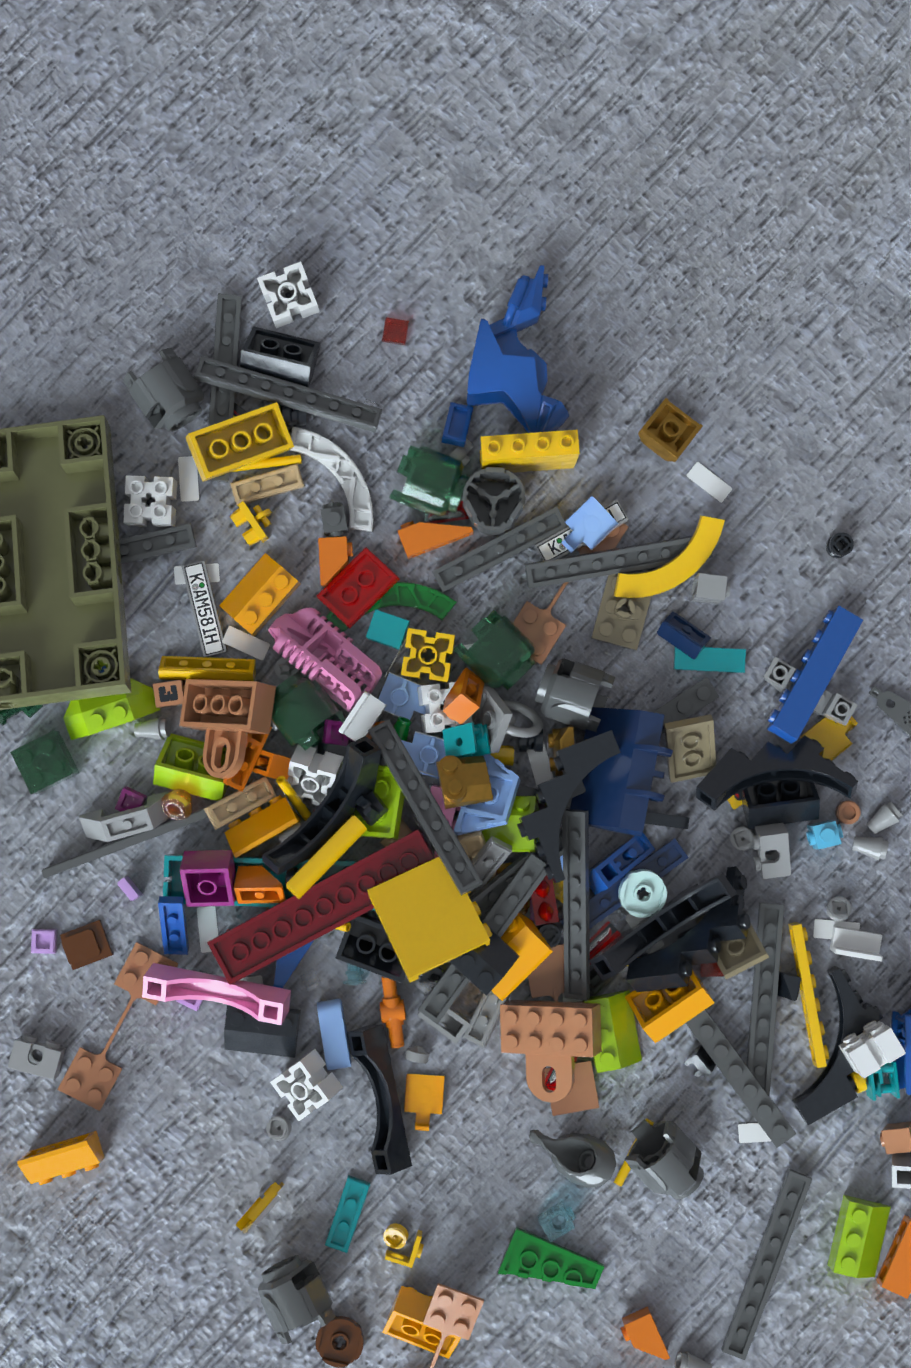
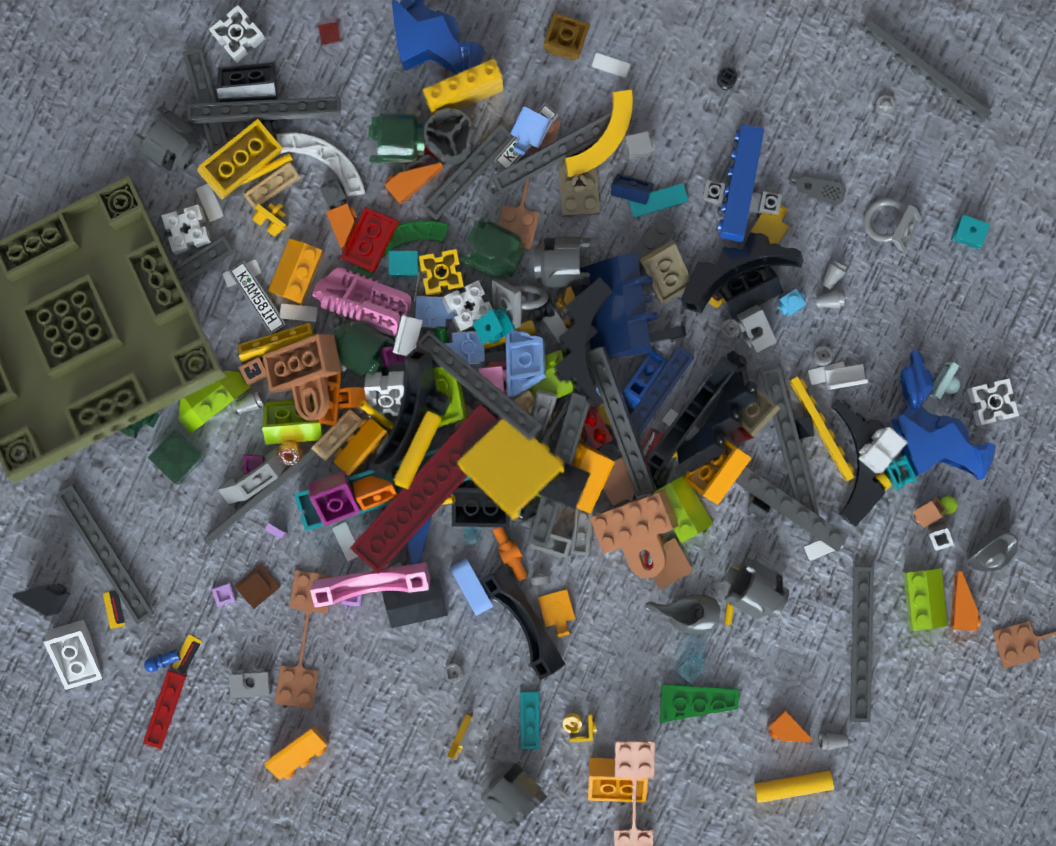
camera: 15 degrees left, 0 degrees up
(173, 925) = (319, 545): blue plate -> none
(306, 1085) = (463, 630): white brick -> none
(348, 1352) = (565, 809): reddish brown plate -> none
(457, 424) = (402, 88): blue tile -> none
(464, 697) = (479, 292): orange slope -> none
(464, 781) = (502, 356): pearl gold slope -> none
(649, 904) = (676, 403): light aqua plate -> none
(847, 812) = (804, 280): nougat tile -> none

